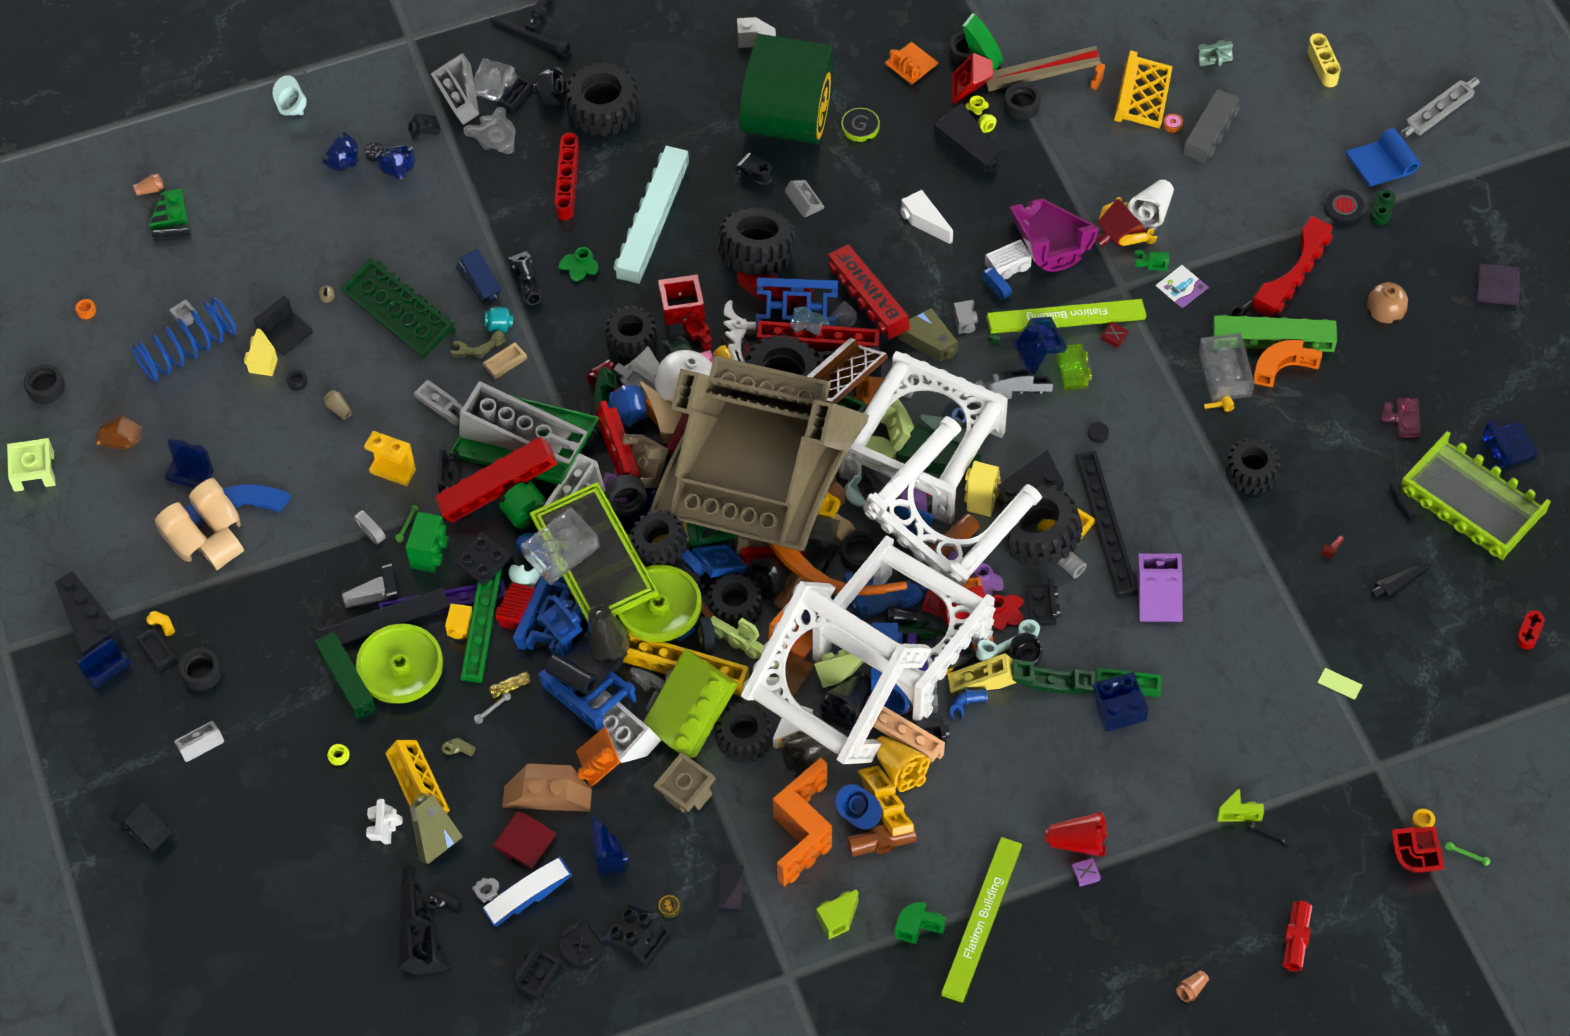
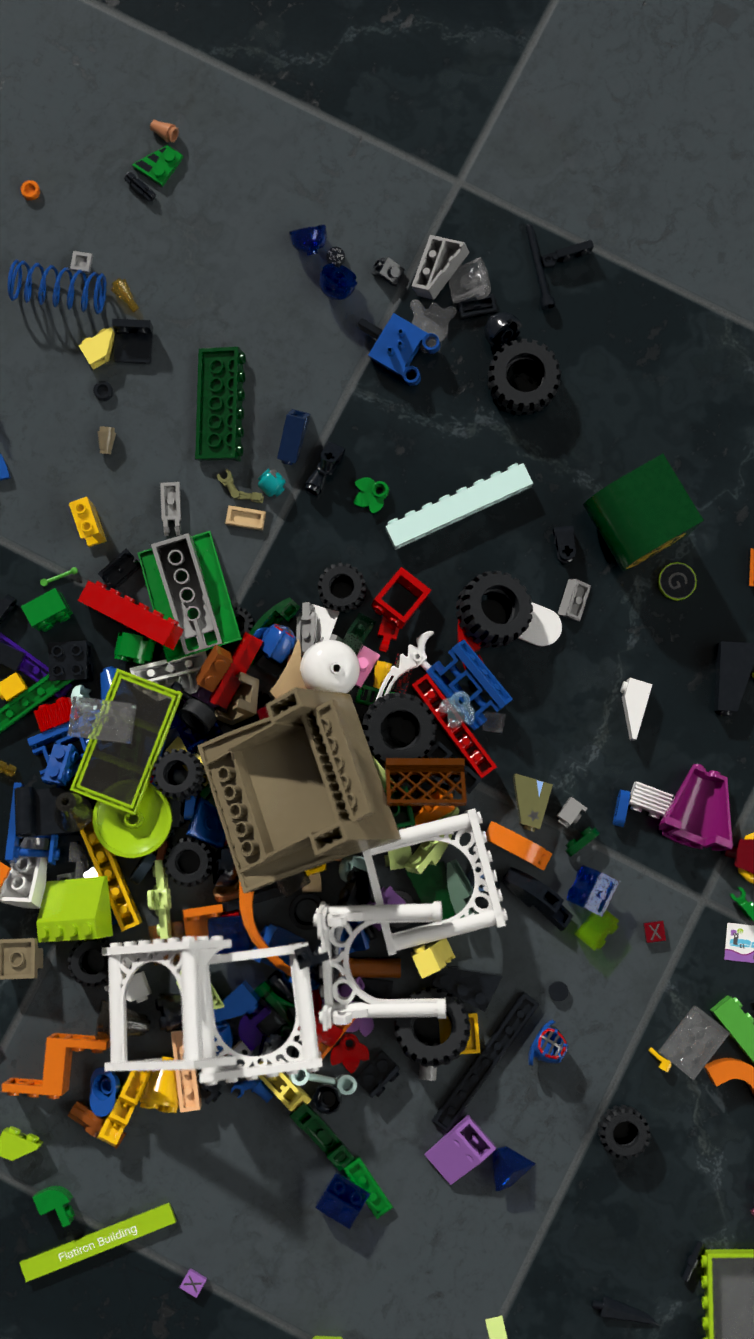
camera: 45 degrees right, 25 degrees up
(237, 305) = (122, 290): none -> clear yellow cone
(289, 96) = (321, 155): light aqua piece -> none
(331, 295) = (191, 344): dark tan hinge -> none
(369, 527) = (30, 556): light grey beam -> none
(489, 159) = (398, 345): none -> blue piece
(567, 176) = (440, 406): red beam -> none
(593, 373) = (295, 594): dark red cone -> none
(601, 450) = (214, 668): none -> dark orange brick
(749, 28) = (689, 430): white slope -> none
(807, 233) = (543, 628): none -> white tile
(868, 292) = (526, 726): red brick -> none
(897, 540) = (306, 958): none -> black bracket
(962, 361) = (518, 845): none -> orange arch
(1068, 315) = (635, 887): lime tile -> none
(1080, 835) = (212, 1260): red cone -> none
(1134, 463) = (548, 1045): none -> blue piece
(1208, 567) = (509, 1167): none -> clear blue slope
(1328, 550) = (602, 1243): clear red hand -> none

